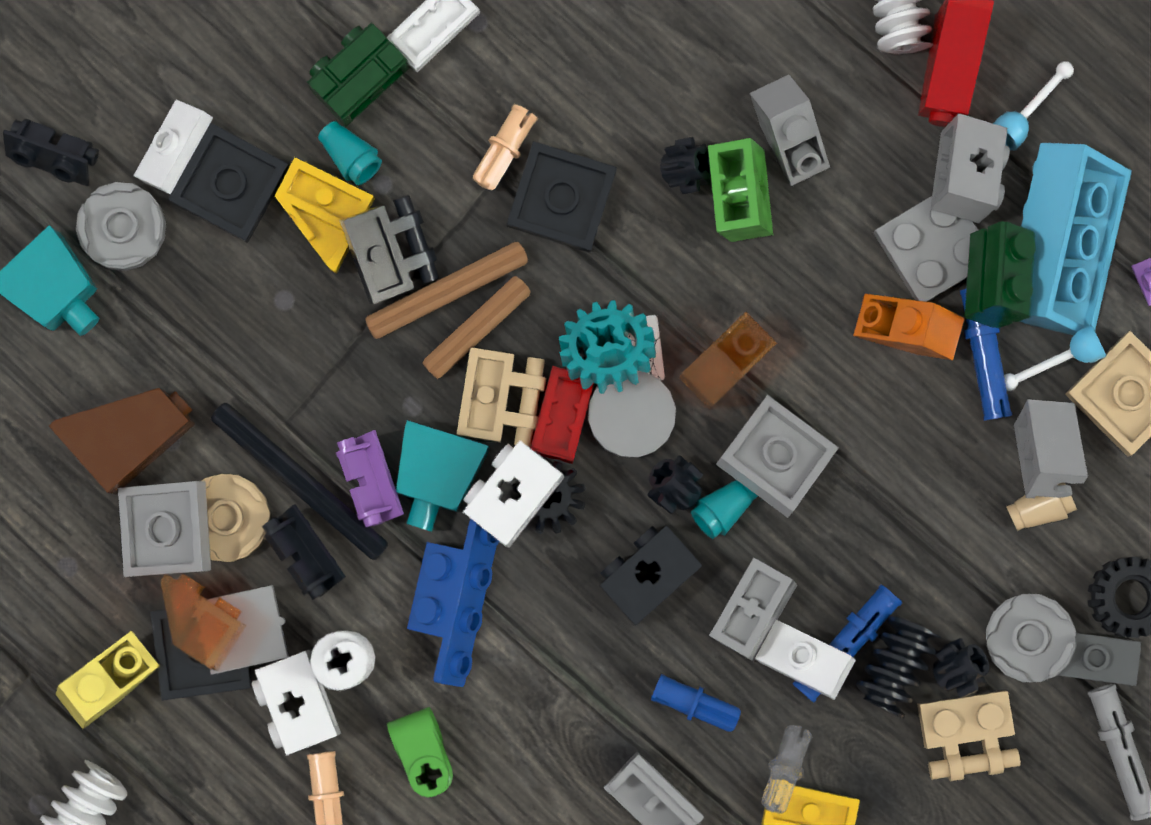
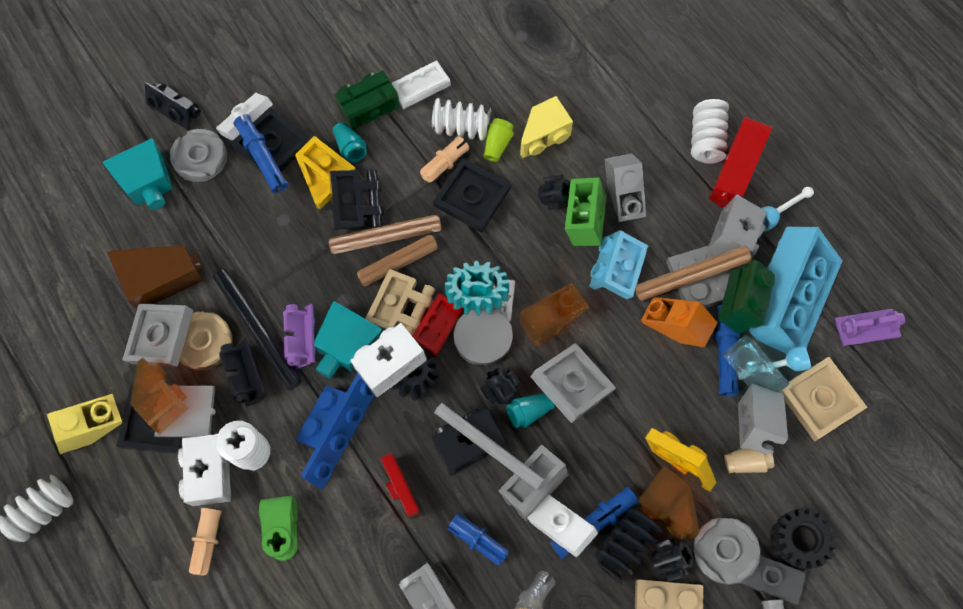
camera: 20 degrees right, 15 degrees down
(212, 198) = (255, 144): none -> blue pin
(513, 76) = (460, 120): none -> white piece
(570, 661) = (398, 486): none -> red plate
(577, 94) = (498, 136): none -> lime cone
(647, 54) = (545, 126): none -> light yellow slope
(682, 579) = (489, 446): none -> light grey bar
(804, 258) = (619, 264): none -> medium azure bracket
(916, 253) = (693, 273): none -> medium nougat axle
(947, 589) = (671, 501): none -> clear orange slope
(959, 530) = (681, 457): none -> yellow wing
(1027, 373) = (754, 365): none -> clear light blue slope

